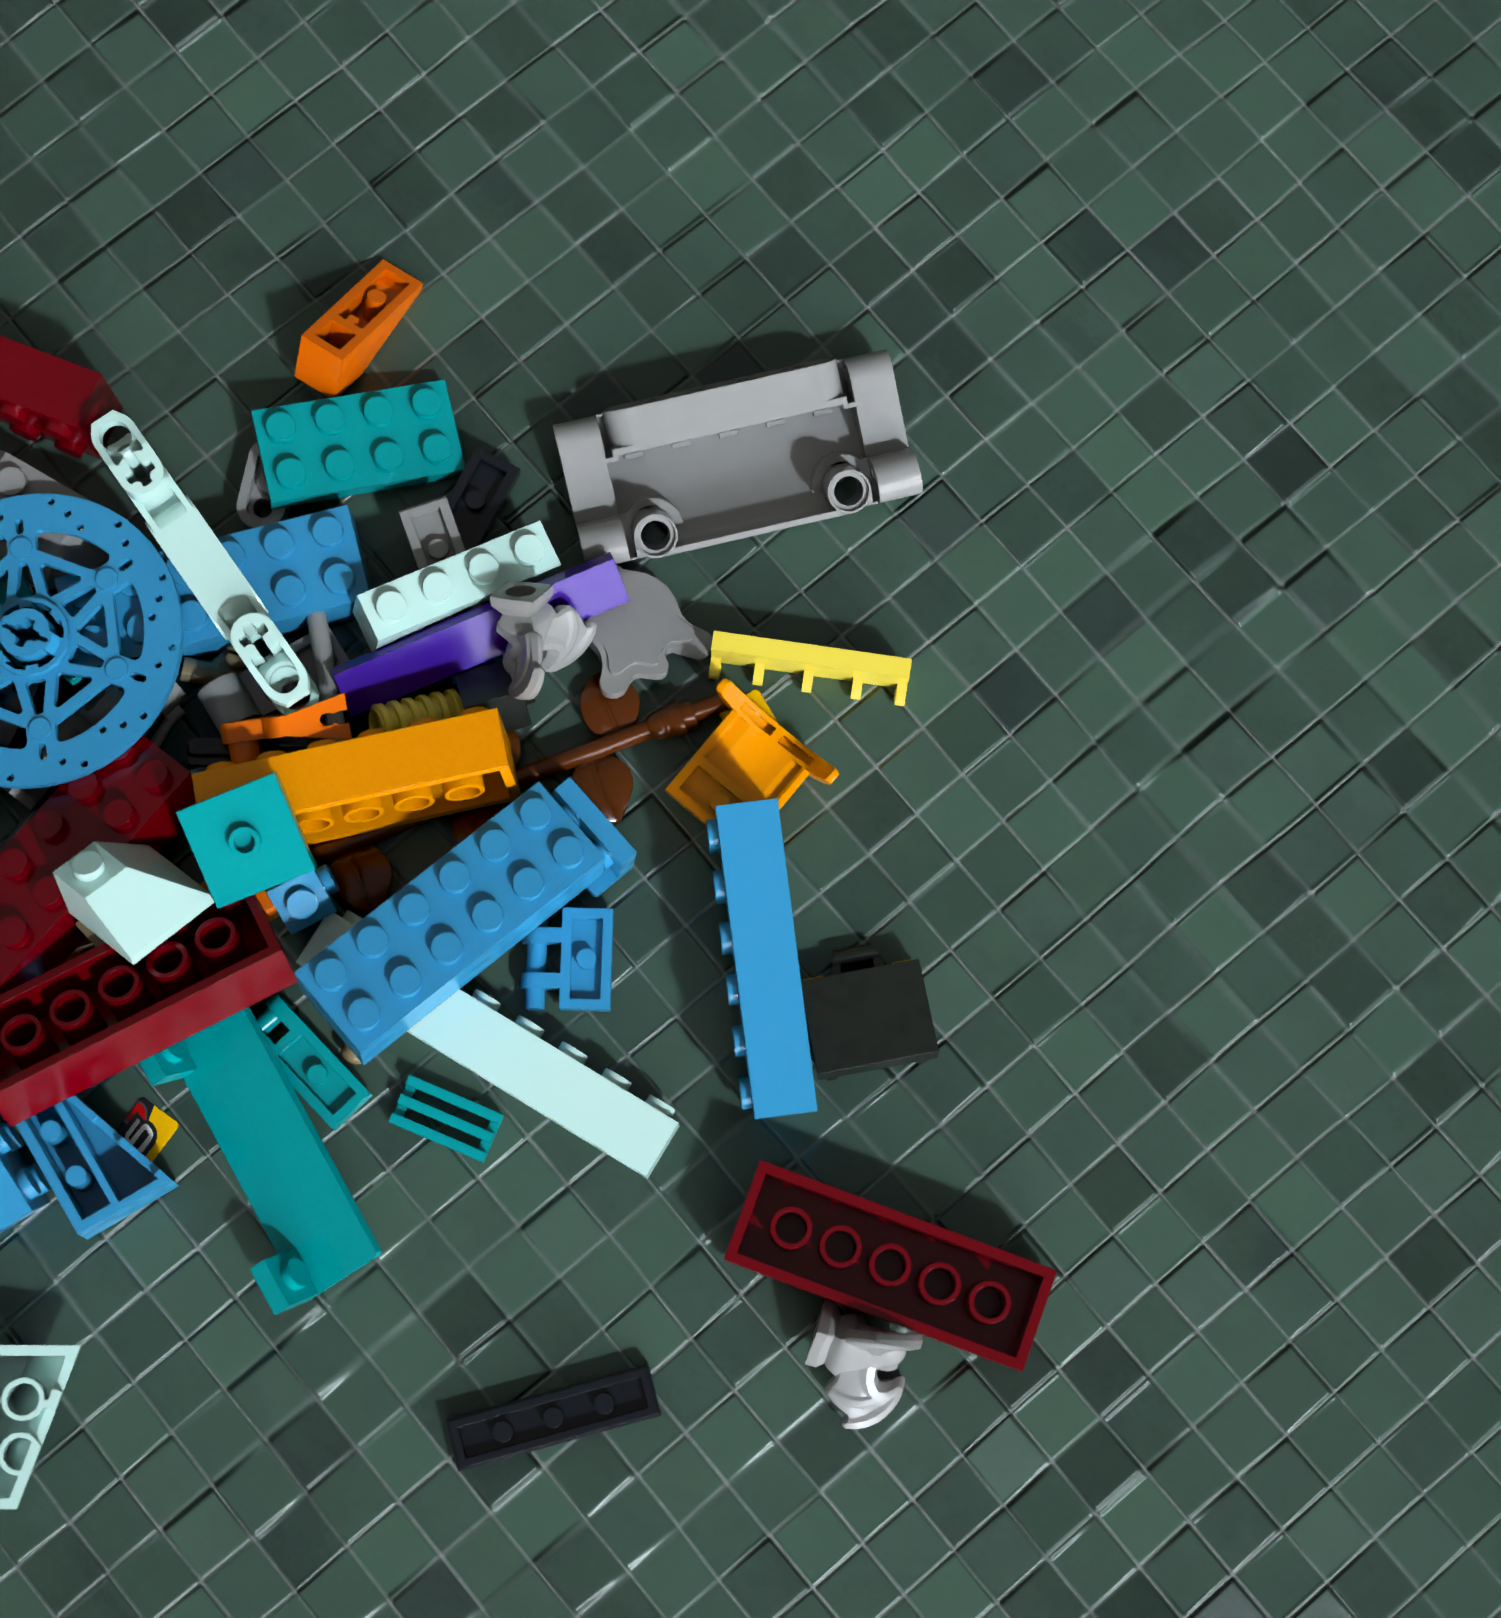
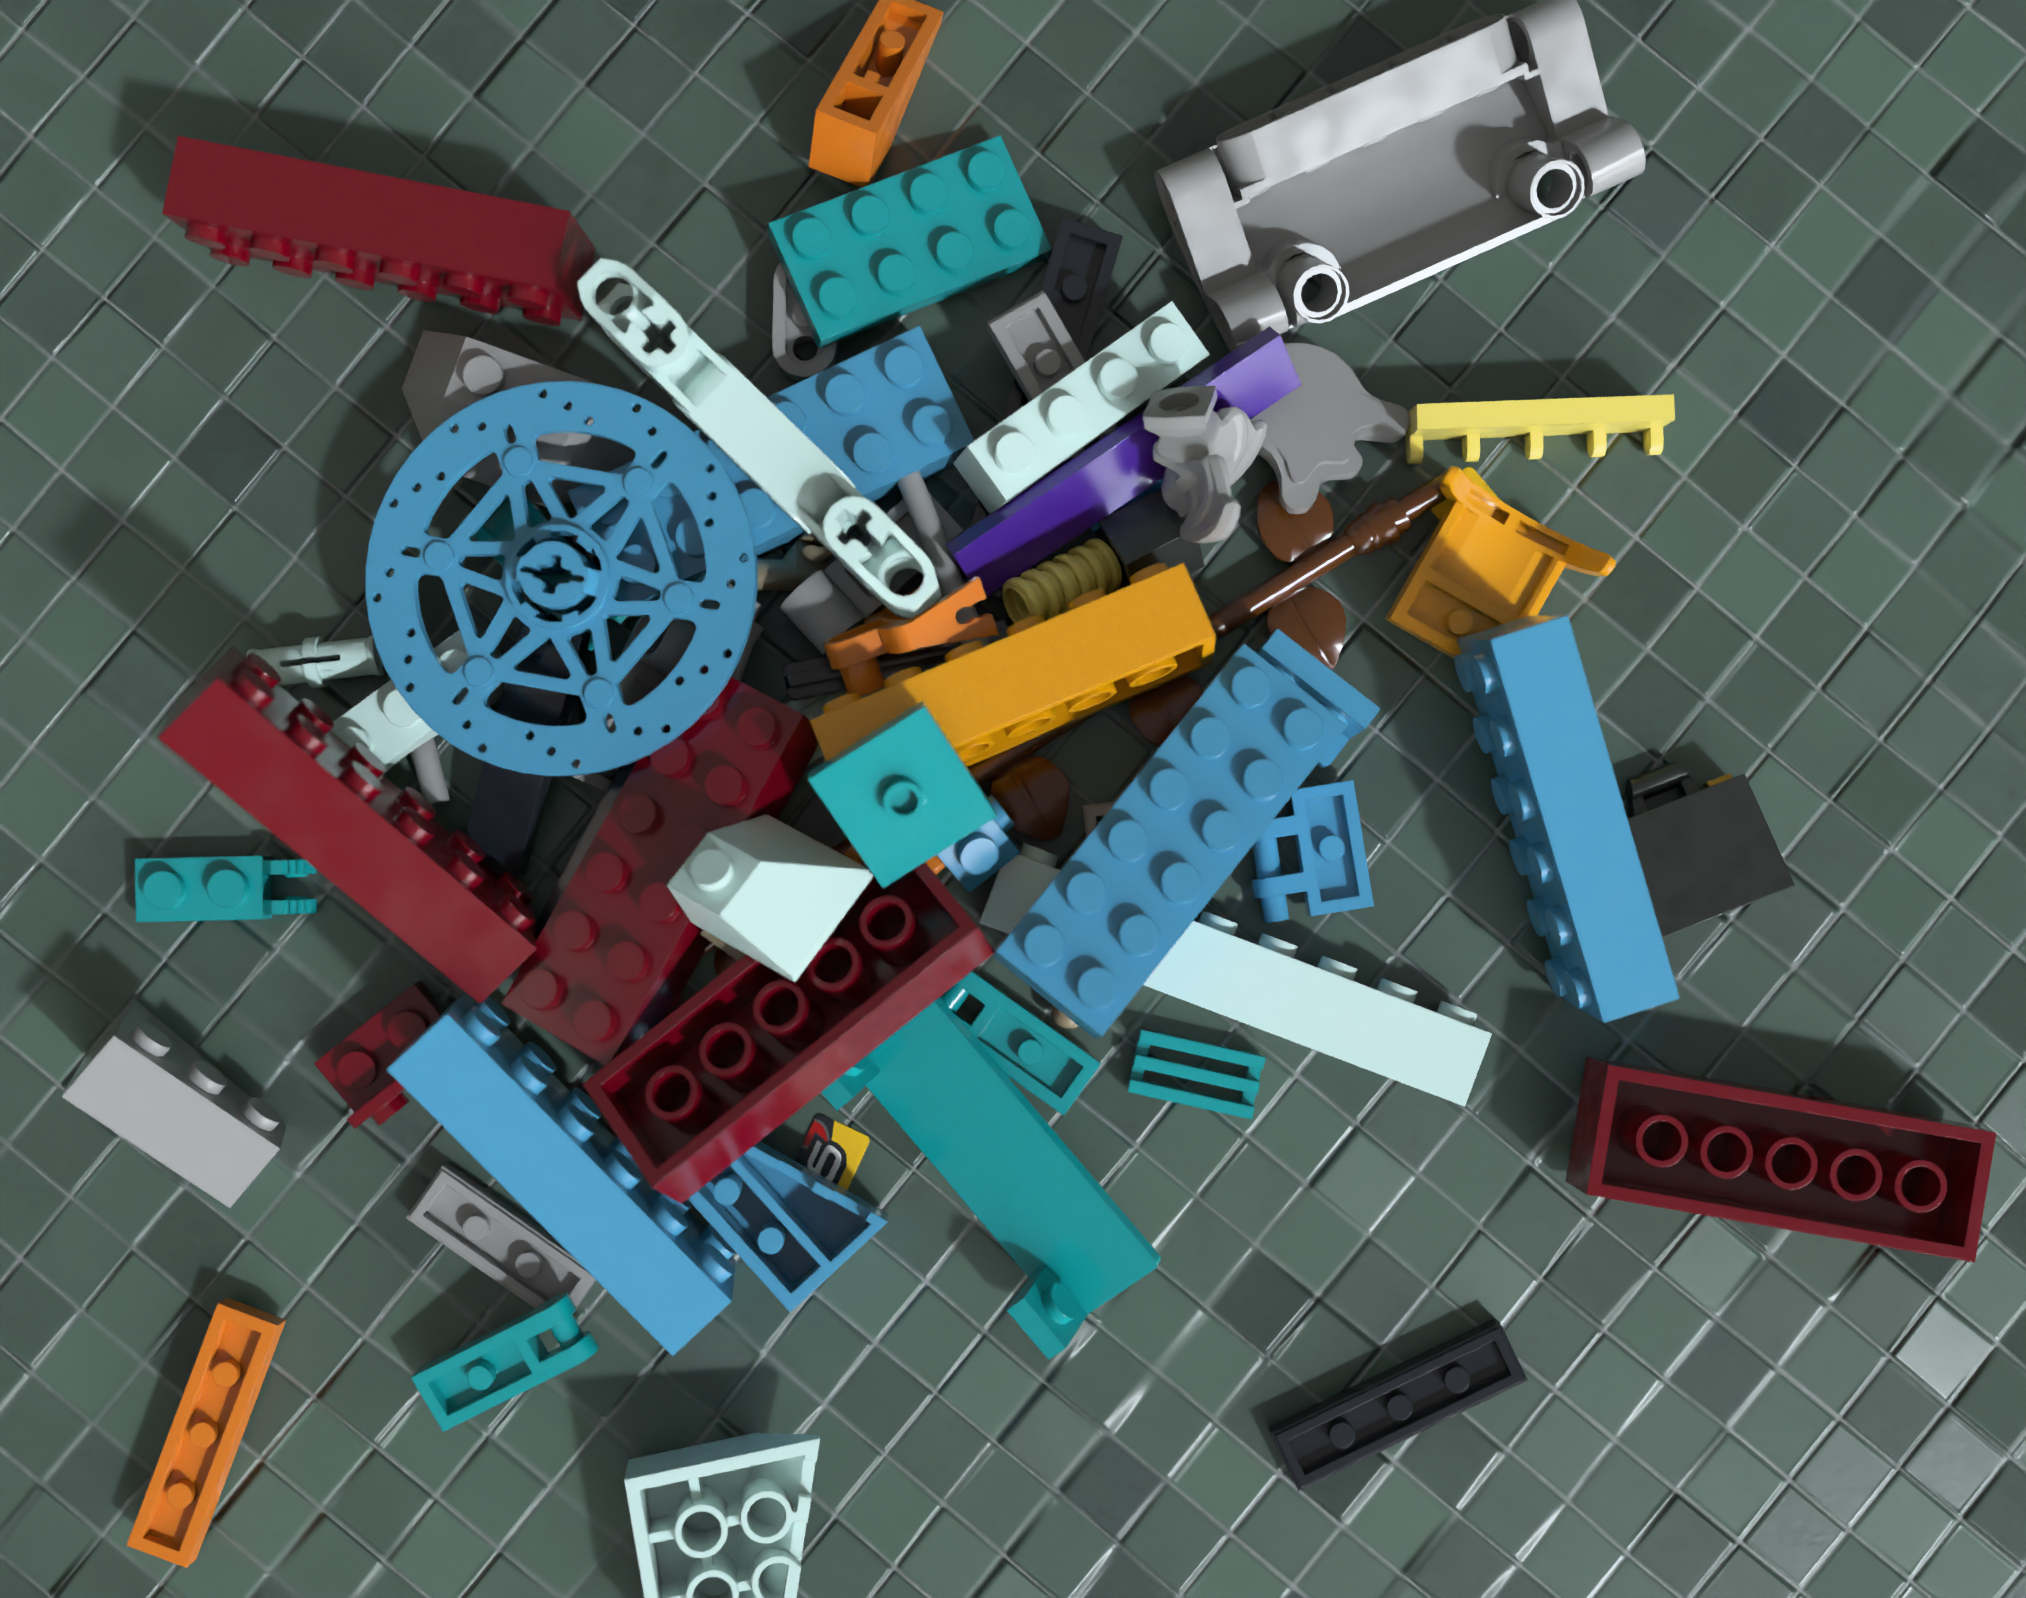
camera: 15 degrees left, 10 degrees up
(854, 1356) = (1749, 1272): light grey animal -> none

